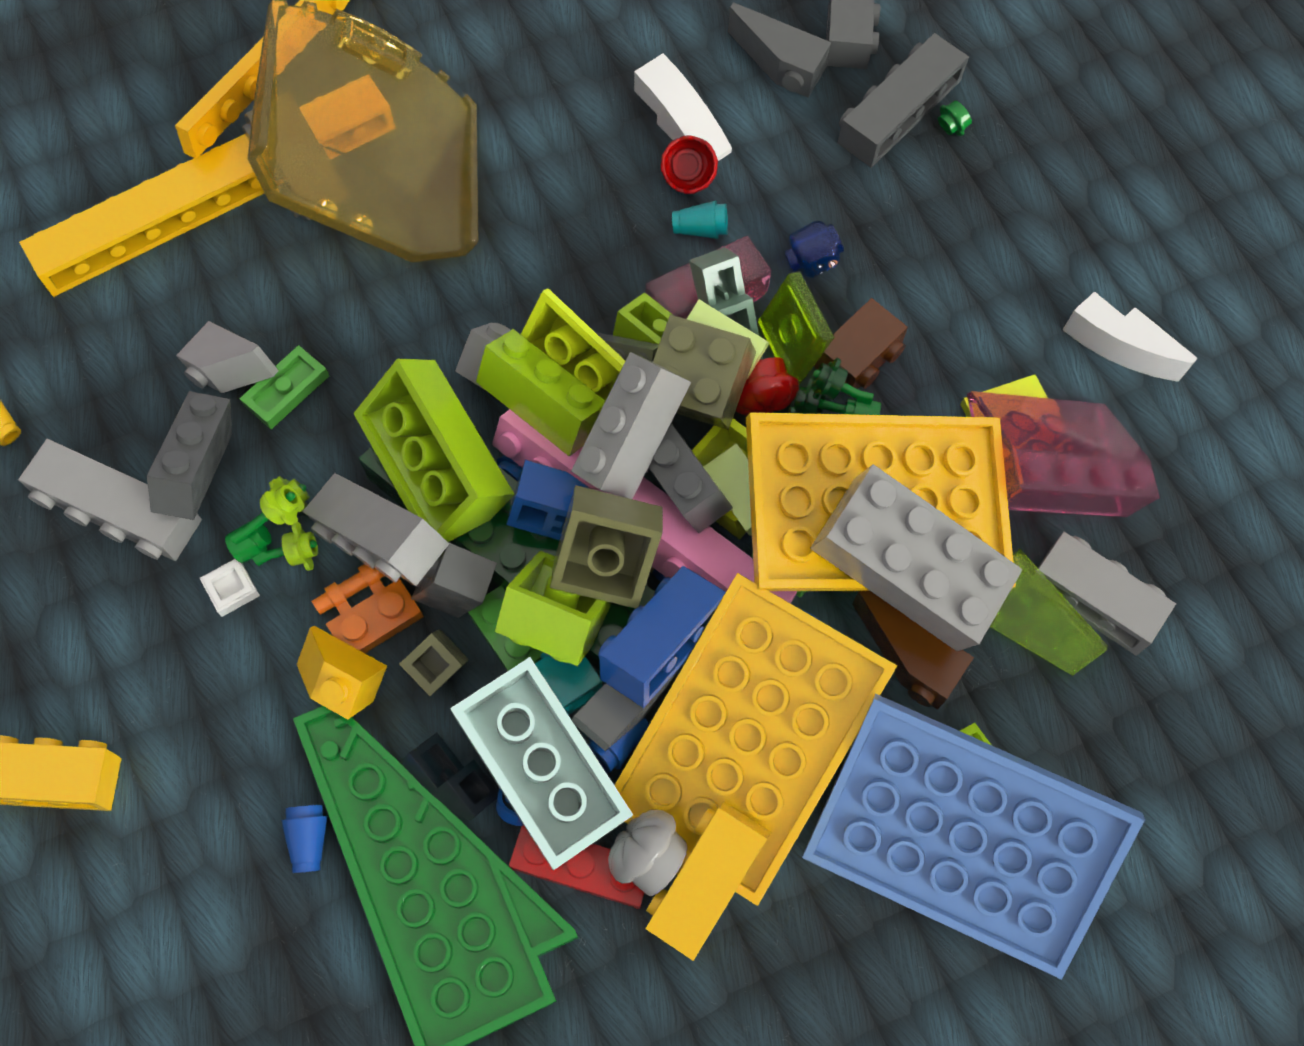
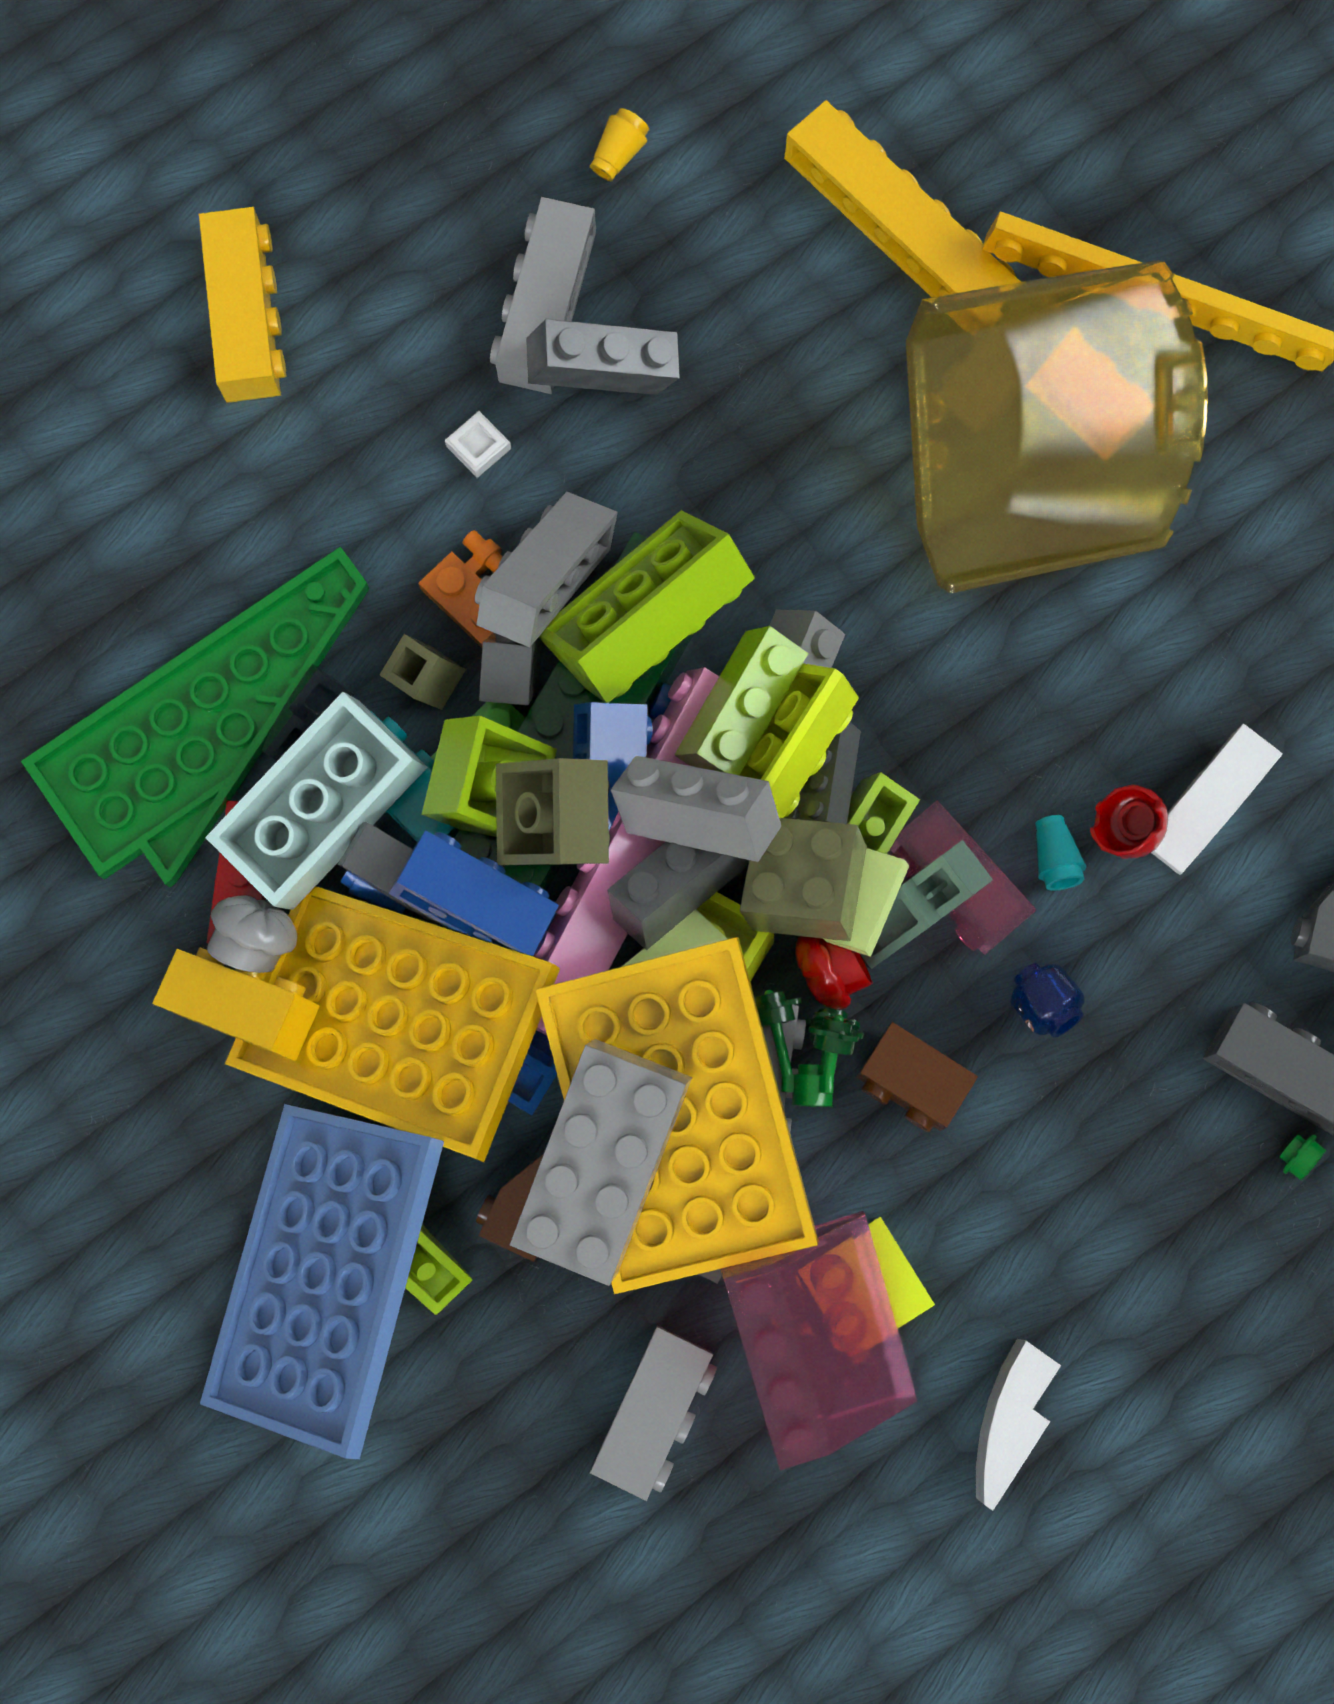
camera: 80 degrees right, 10 degrees up
(224, 360) = (732, 356): light grey slope -> none
(277, 396) = (720, 432): bright green plate -> none
(279, 506) = (548, 465): plant -> none
(305, 836) = (224, 593): blue cone -> none
(338, 673) = (394, 579): yellow slope -> none
(795, 326) = (916, 989): clear neon green tile -> none
(1046, 622) = (603, 1344): clear neon green wing -> none

